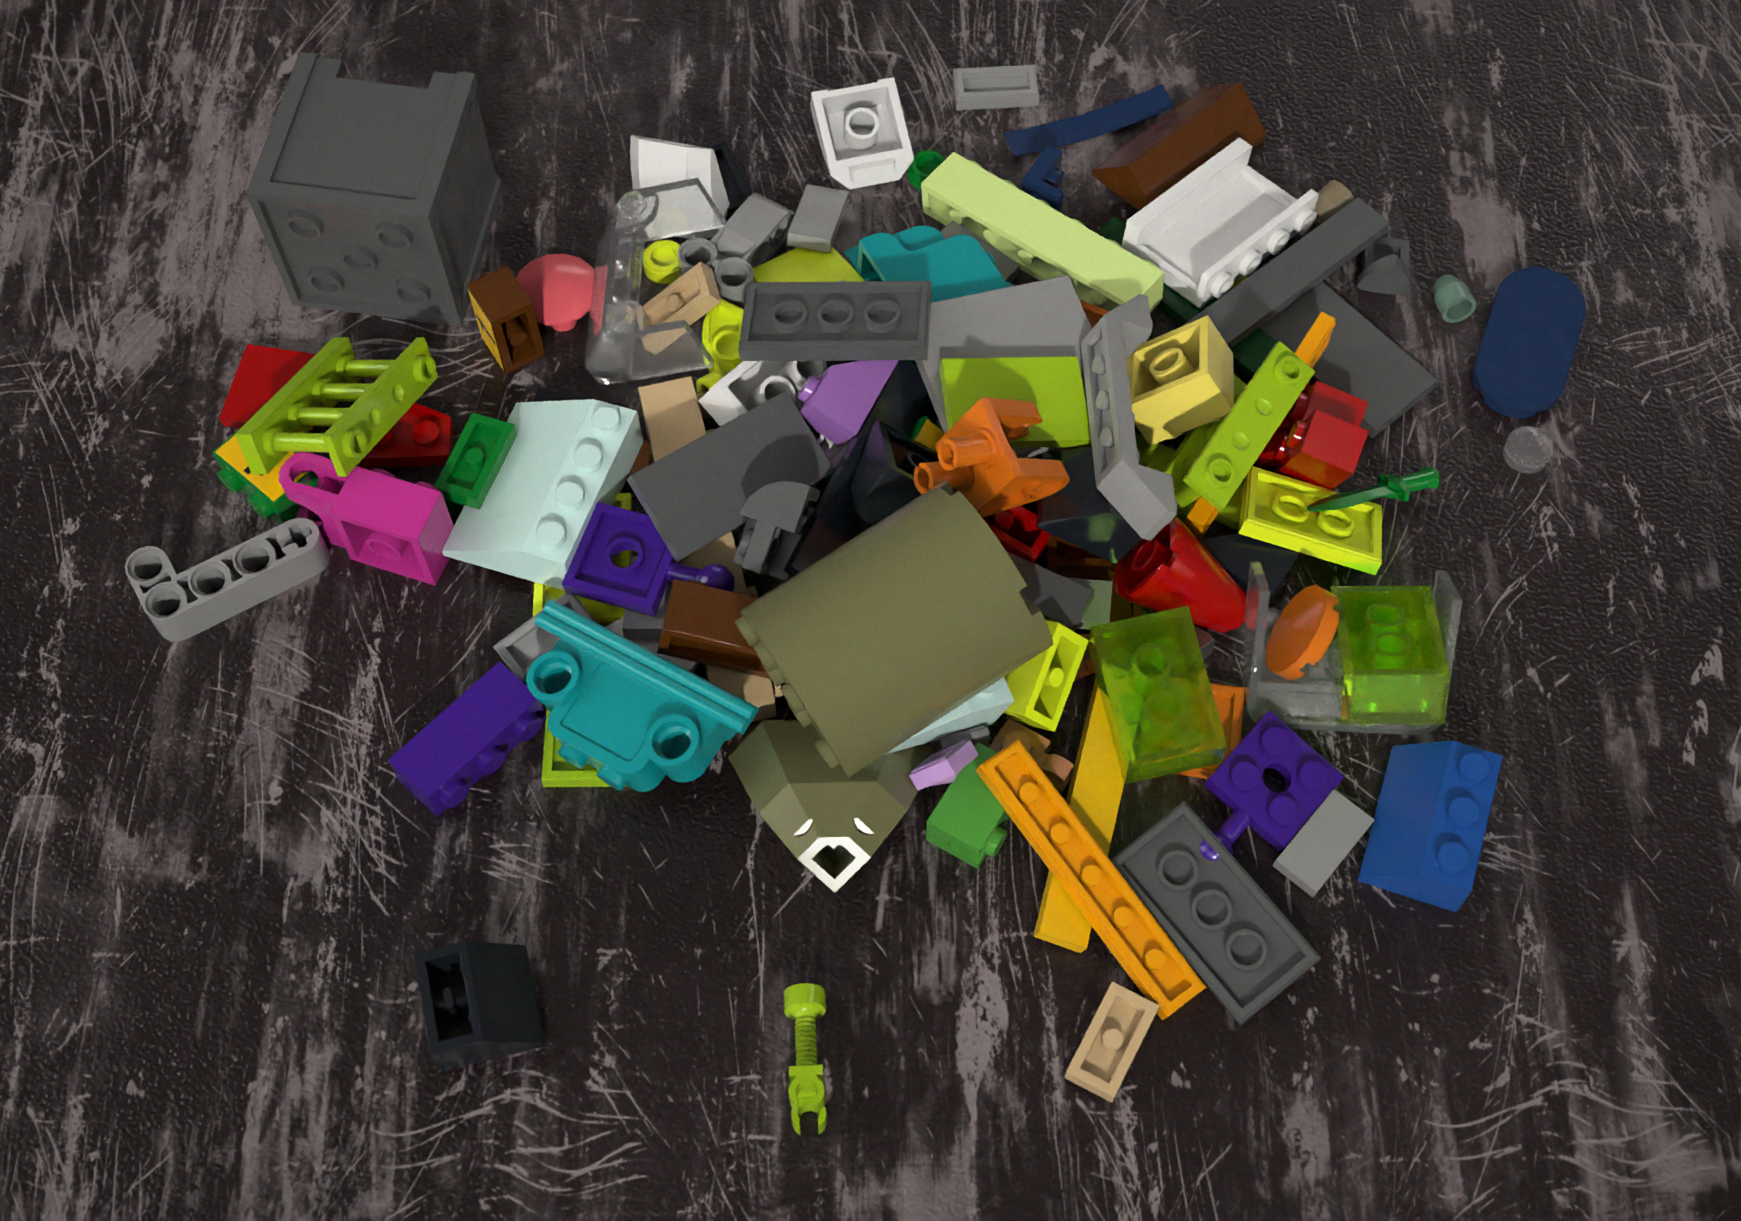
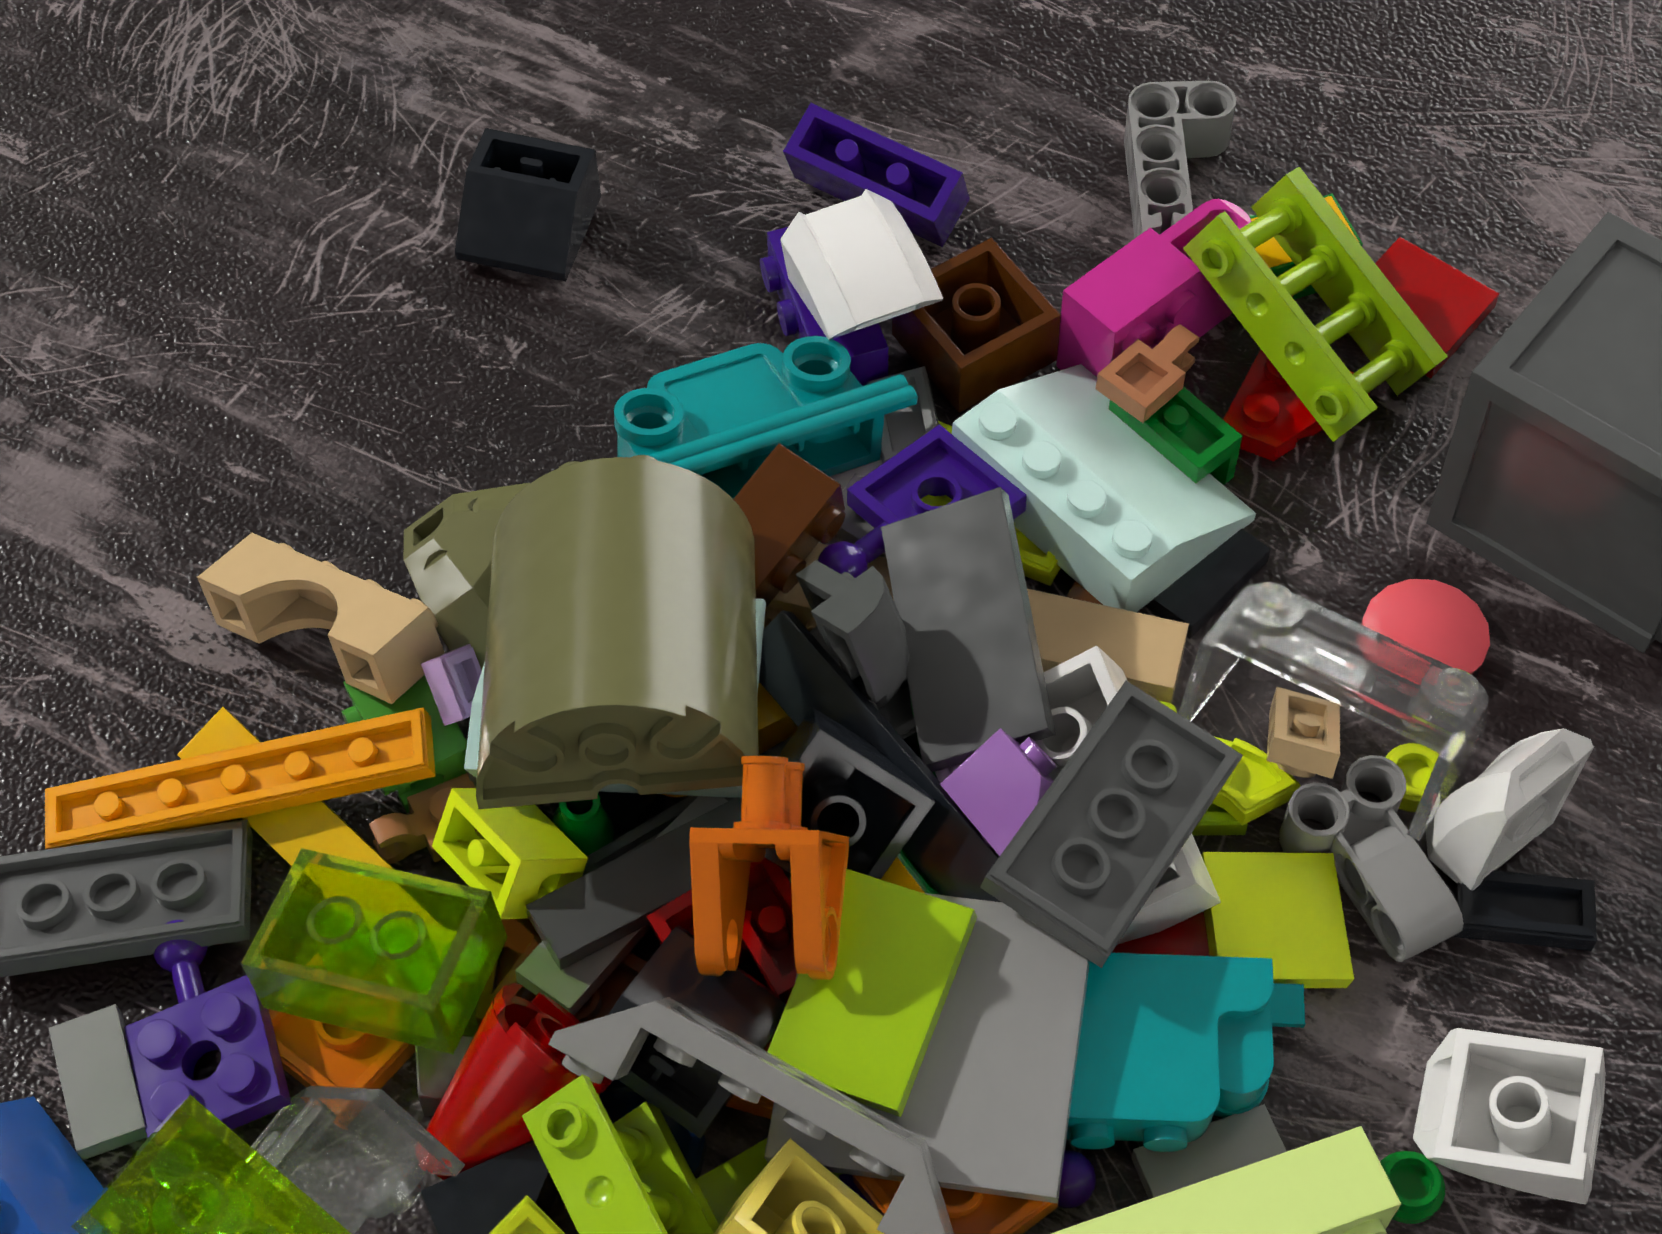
camera: 120 degrees right, 5 degrees down
(325, 759) = (850, 158): none -> dark purple brick
(443, 623) = (984, 330): none -> reddish brown brick
(458, 474) = (1147, 377): none -> nougat plate
(459, 683) = (857, 264): none -> white slope
(506, 319) = (1377, 527): reddish brown brick -> none
(806, 1091) = (321, 469): lime bar -> none
(817, 218) = (1384, 984): light grey tile -> none
(943, 826) = (375, 633): none -> tan arch
(1111, 1042) = (65, 722): tan plate -> none
(1302, 632) = (343, 1175): orange tile -> none

